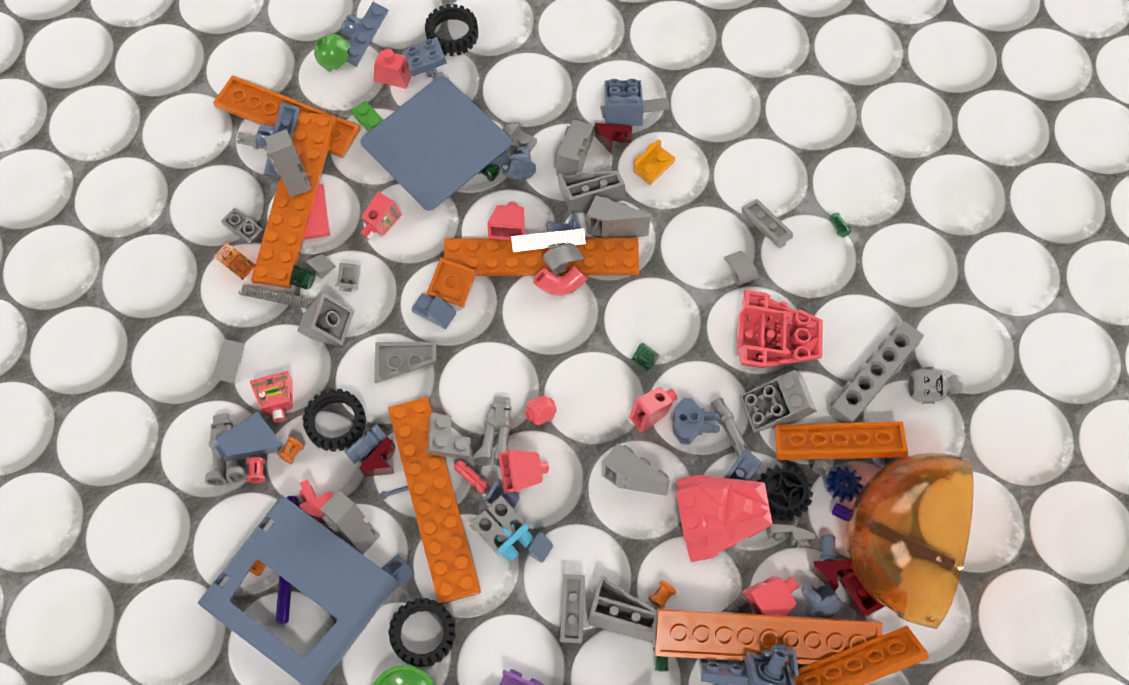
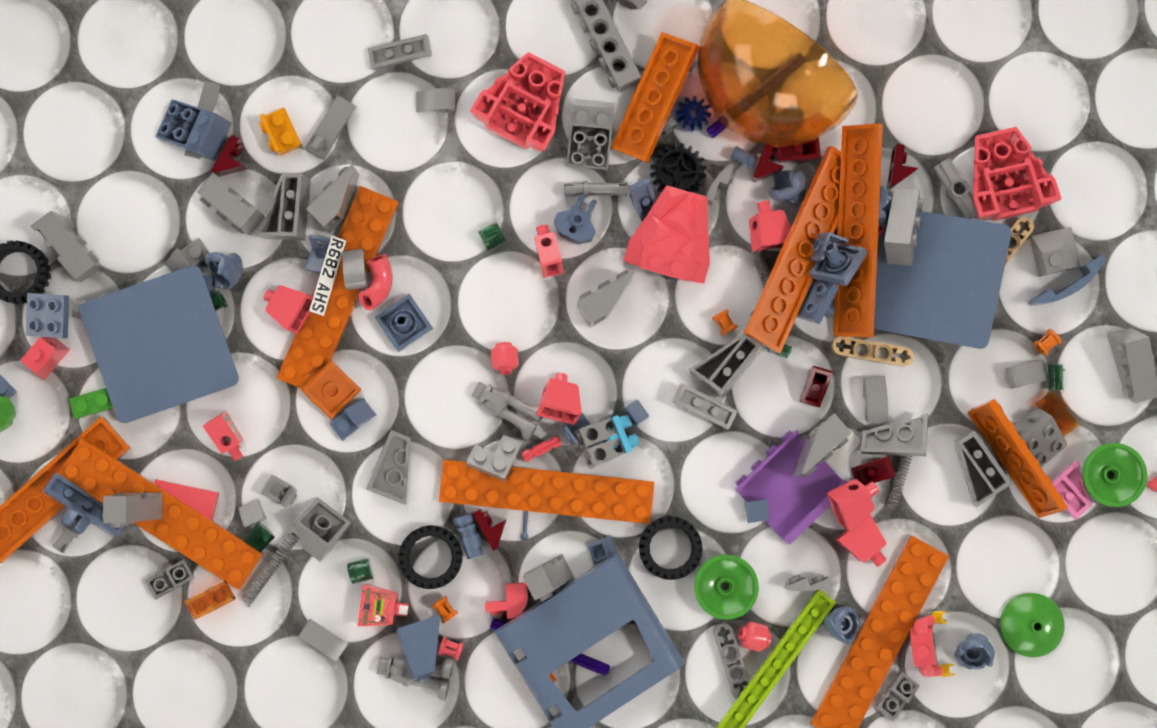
camera: 75 degrees left, 20 degrees up
(301, 367) = (360, 571): none -> clear green brick
(488, 52) = (67, 245): none -> light grey wedge
(535, 317) = (403, 322): none -> sand blue plate
(676, 198) = (330, 127): none -> light grey hinge

